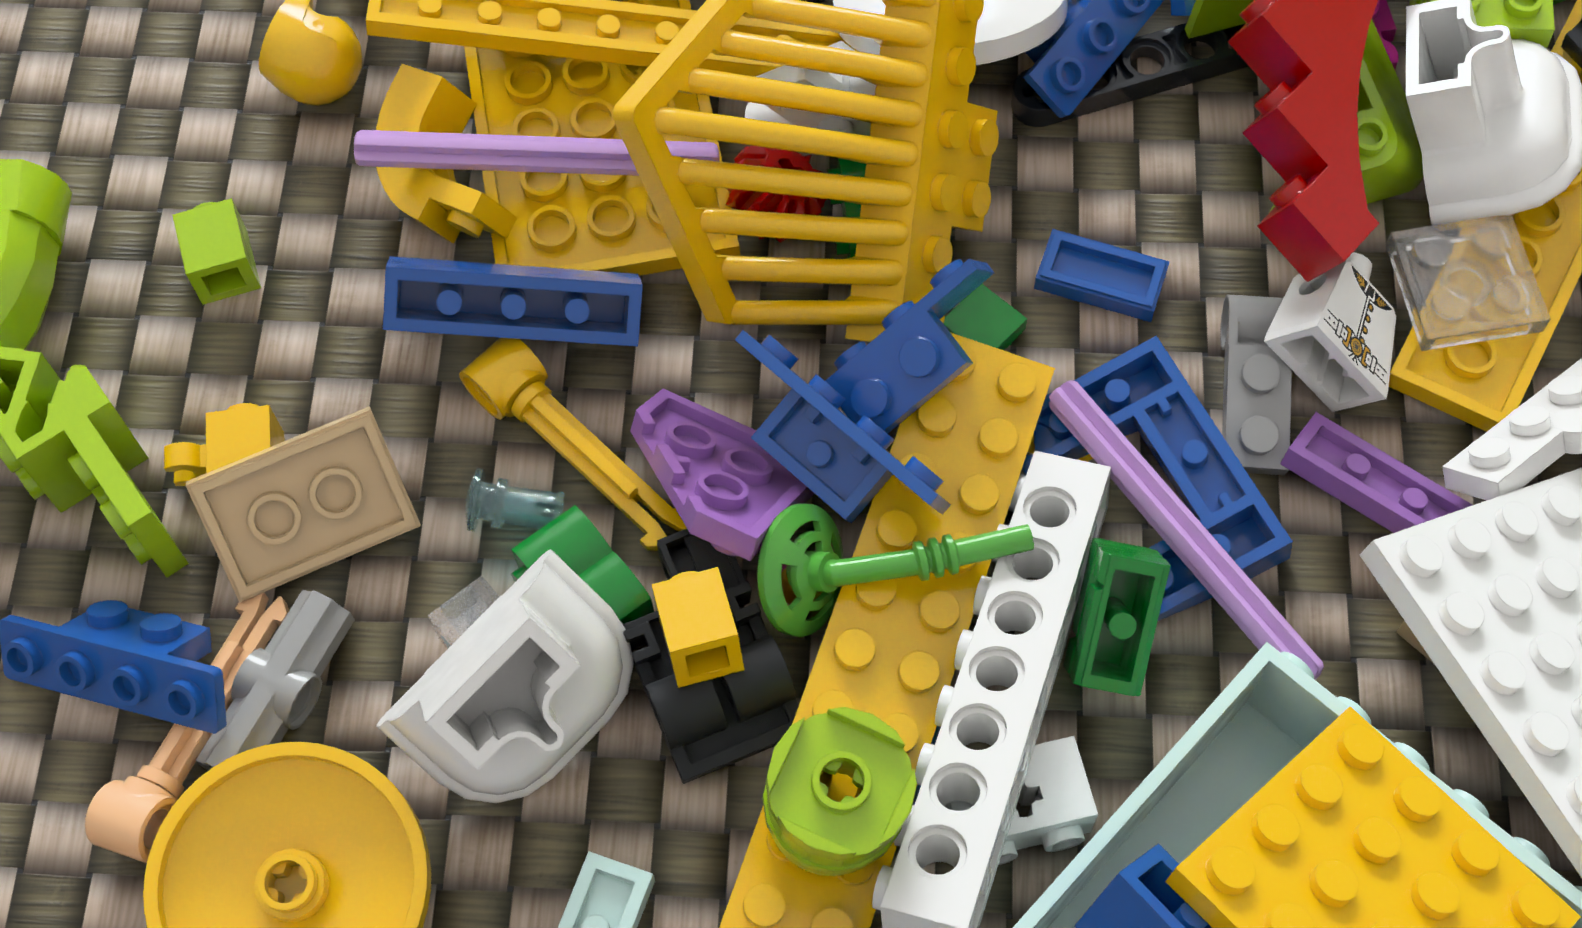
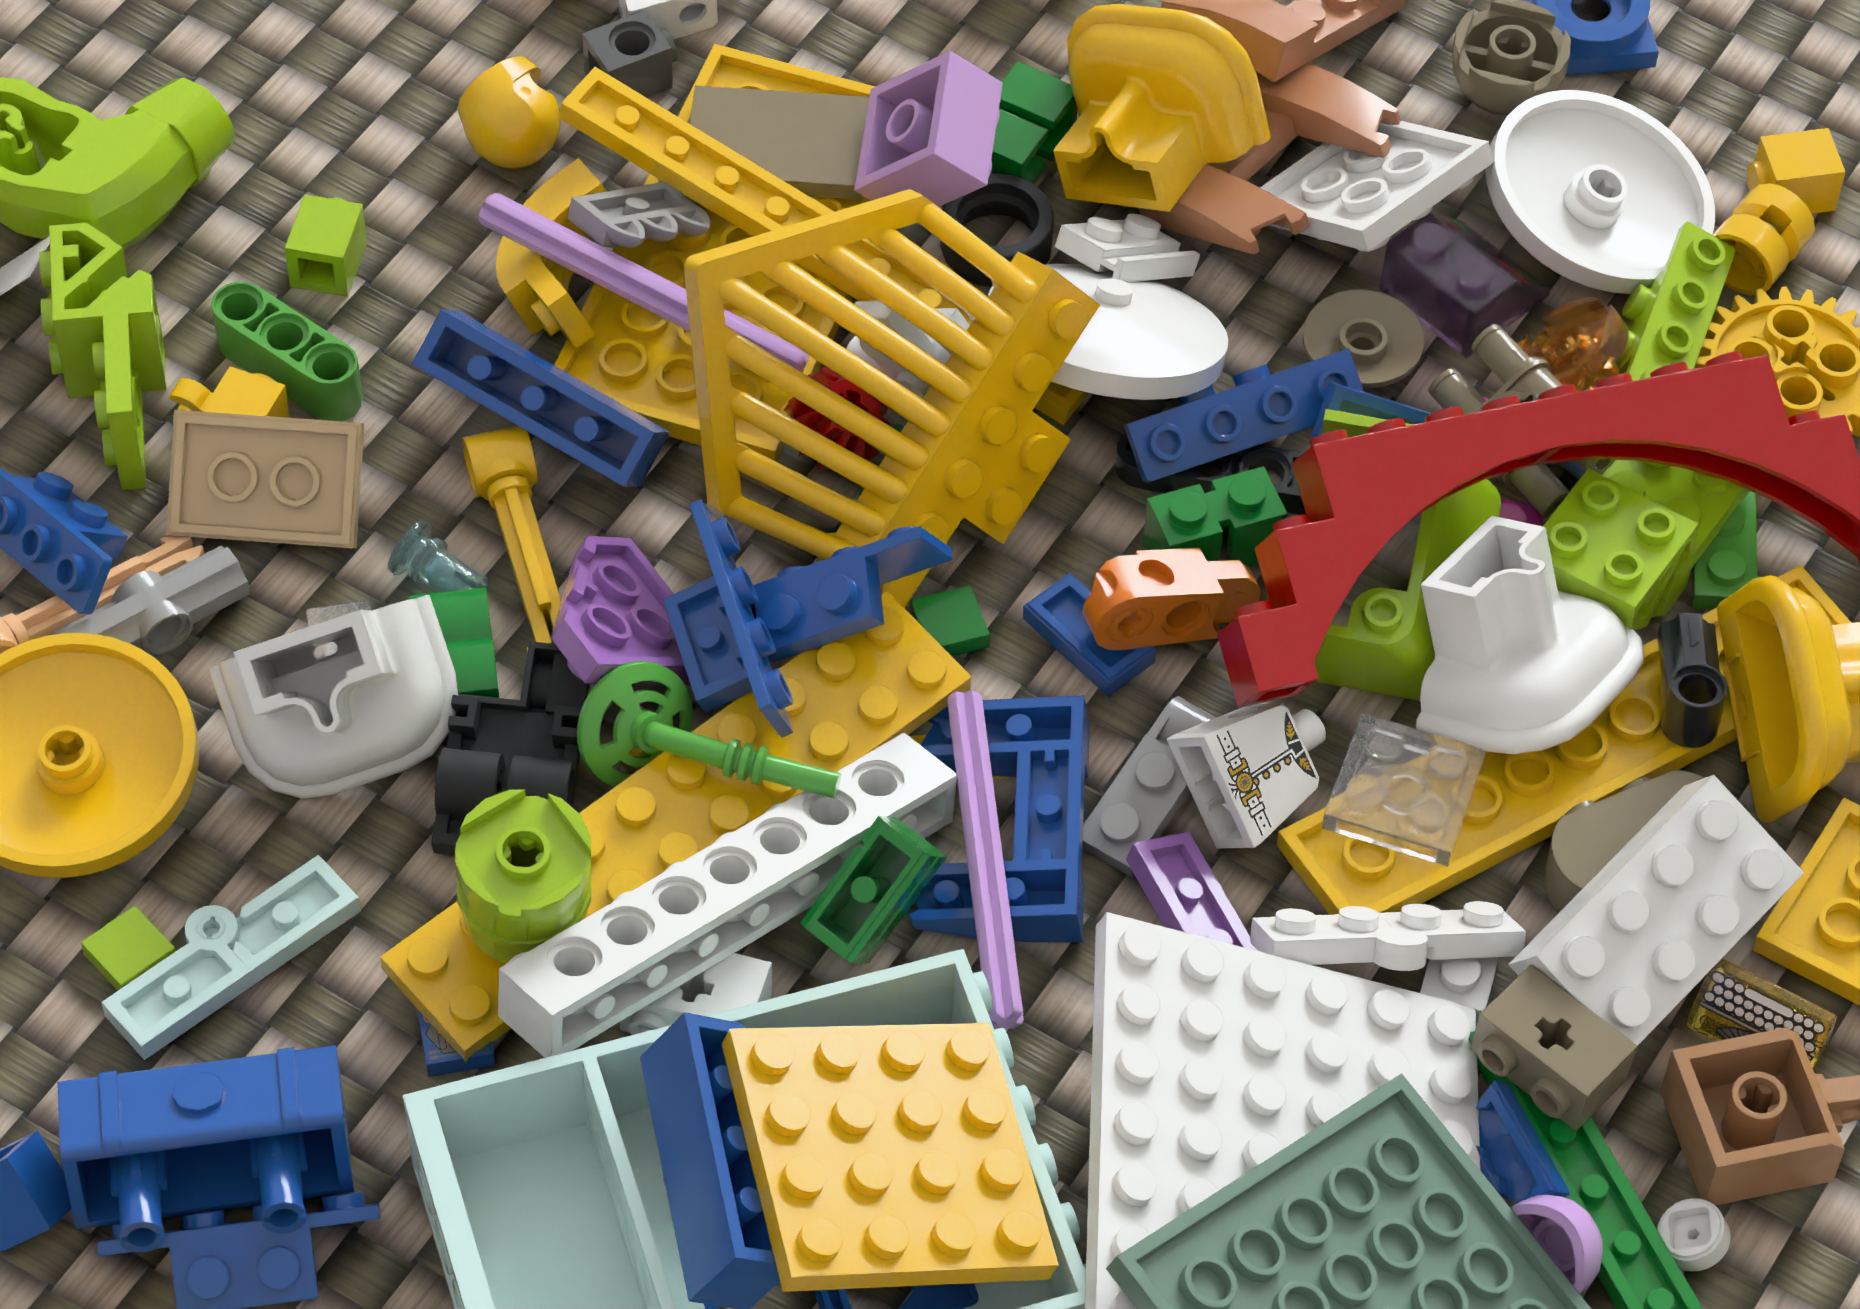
camera: 25 degrees right, 10 degrees down
(222, 351) = (288, 347): none -> bright green beam
(491, 91) = (637, 214): none -> light grey plate
(698, 626) = (509, 714): yellow brick -> none
(1134, 138) = (1195, 519): none -> green piece
(1156, 213) = (1165, 598): none -> orange piece

